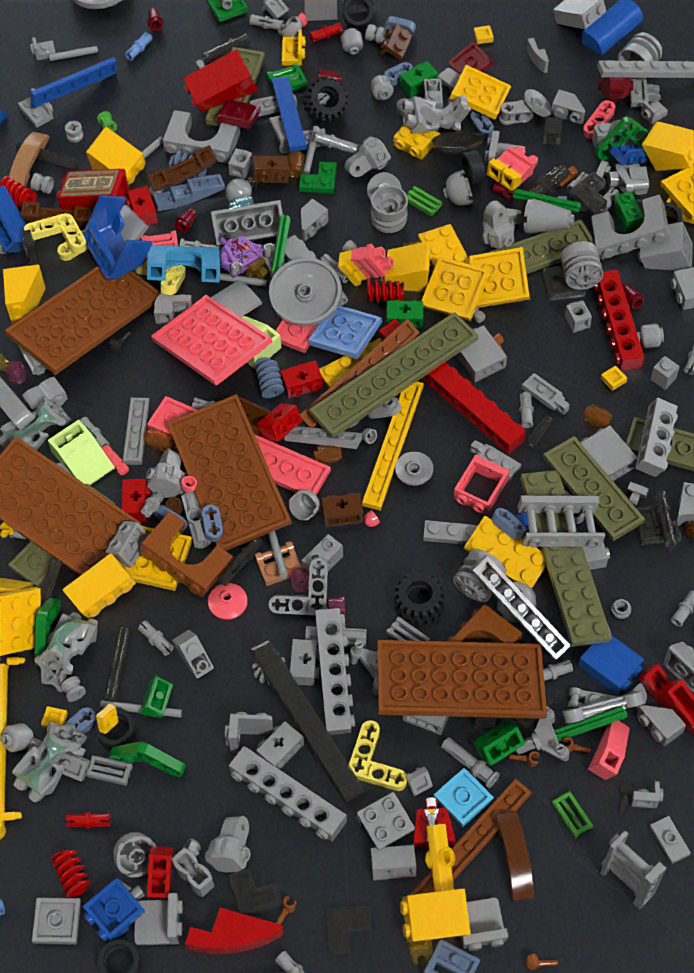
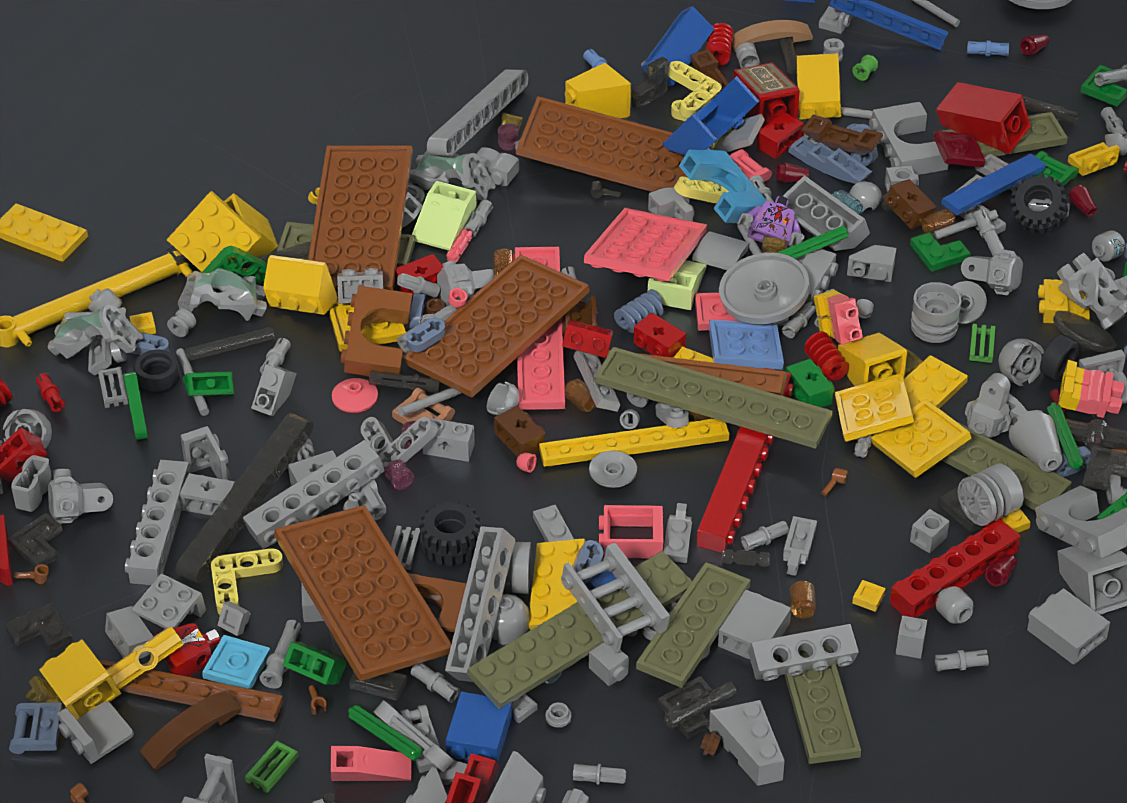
camera: 60 degrees right, 15 degrees down
(107, 718) = (157, 351): yellow plate -> none
(136, 431) = (483, 254): light grey tile -> none
(482, 356) = (806, 468): light grey brick -> none
(545, 739) = (344, 702): light grey axle -> none
(567, 740) = (354, 733): dark orange hand -> none
(637, 491) = (722, 671): light grey tile -> none

